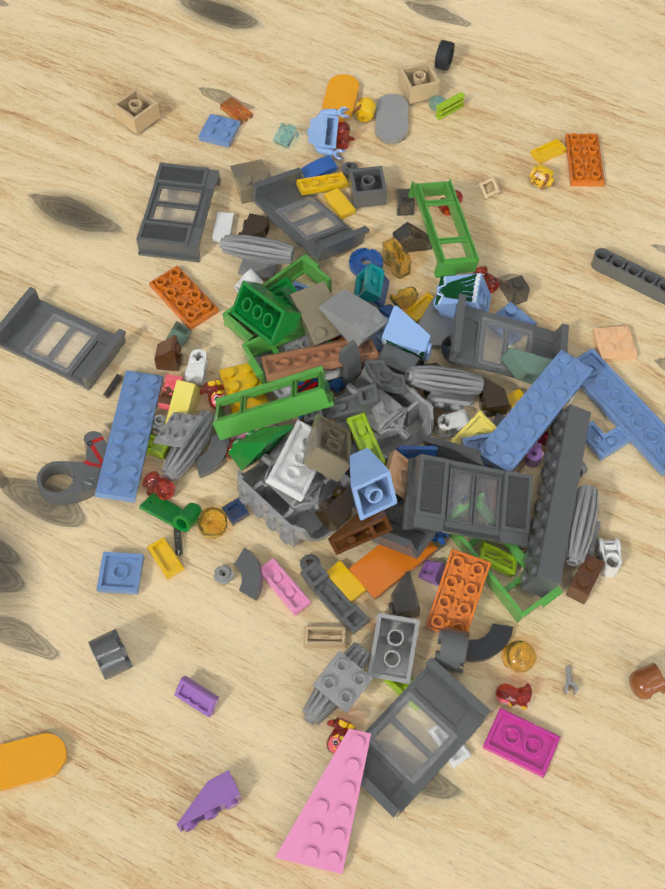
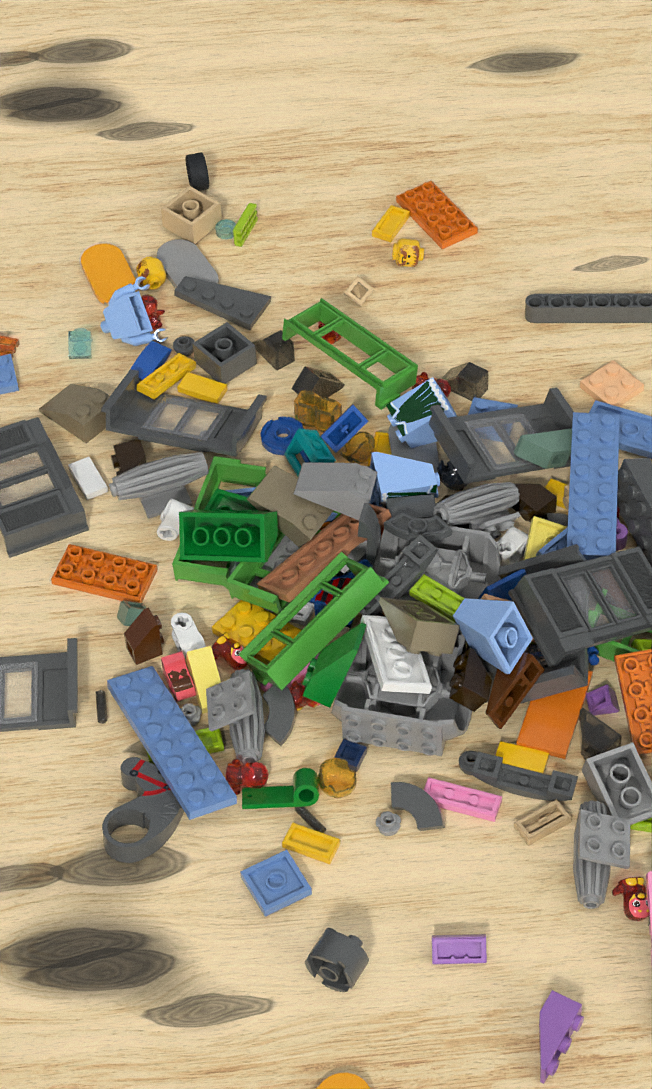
camera: 30 degrees left, 10 degrees down
(398, 153) = (224, 301): none -> dark grey wing
(402, 278) = (344, 428): none -> blue slope

